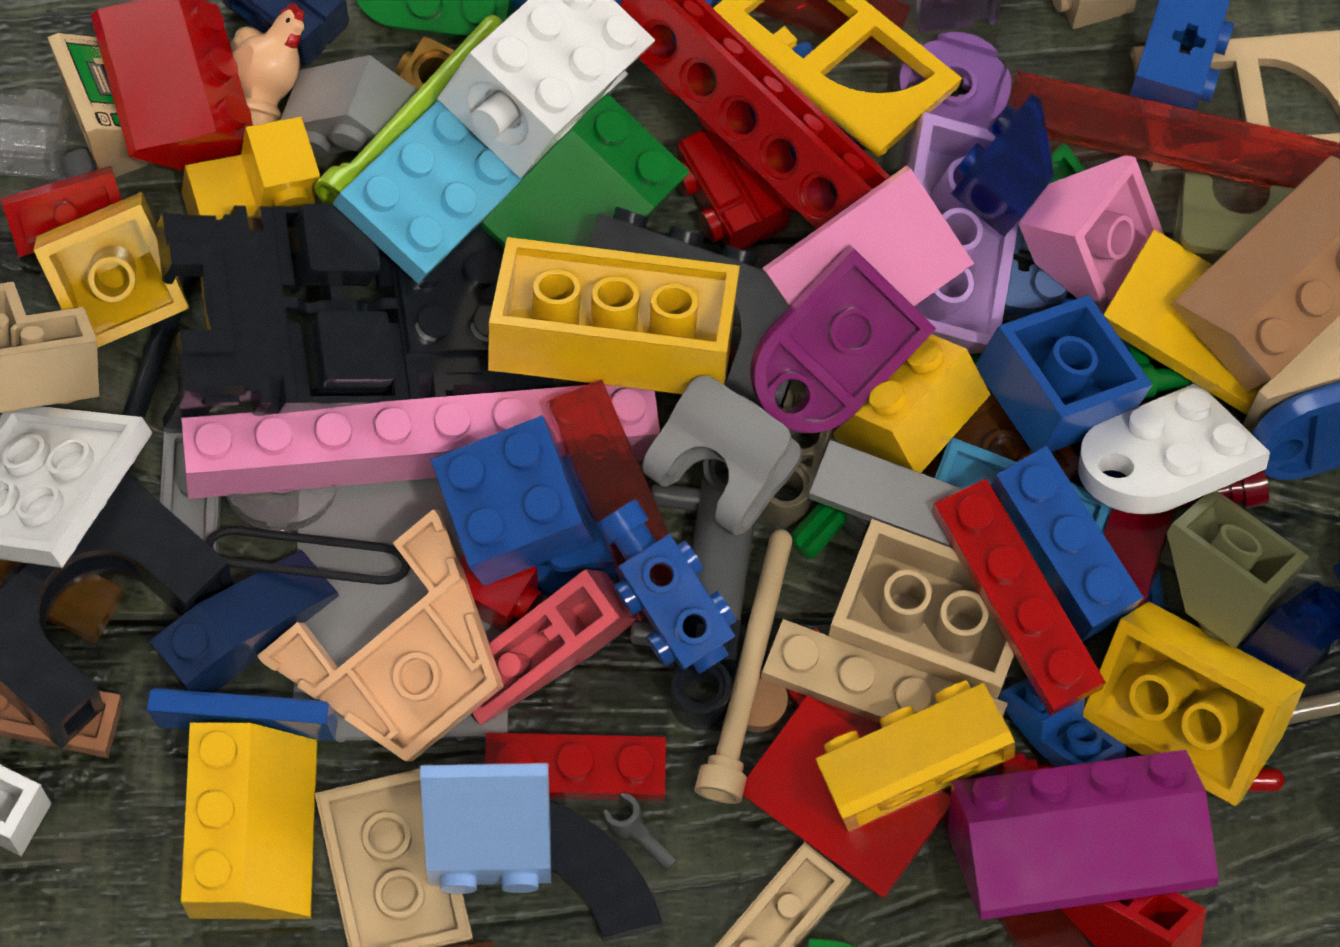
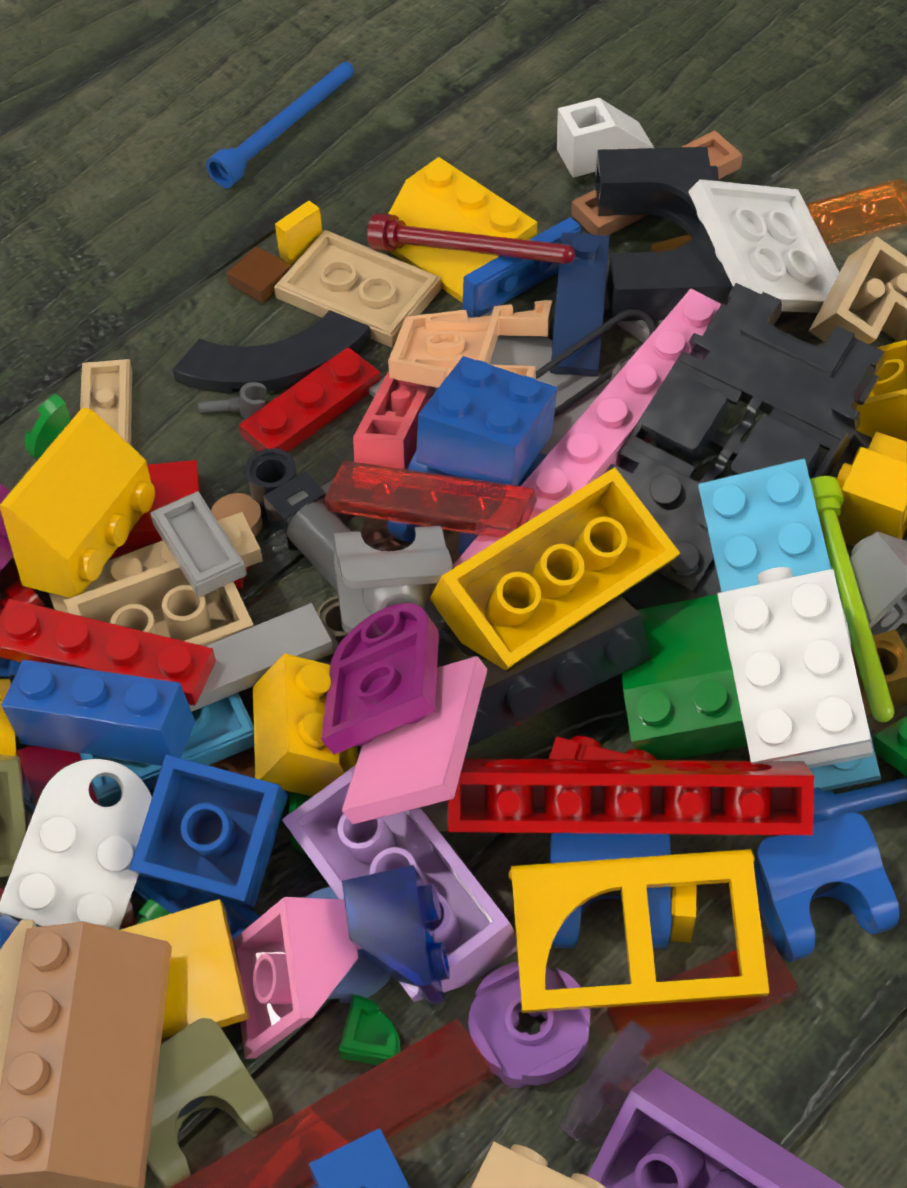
camera: 140 degrees right, 15 degrees down
(311, 874) = (388, 233): none -> dark red piece
(486, 826) = (312, 290): light blue slope -> none
(671, 604) = (338, 468): blue brick -> none
(722, 775) = (211, 451): tan piece -> none
(849, 629) = (198, 544): none -> light grey tile

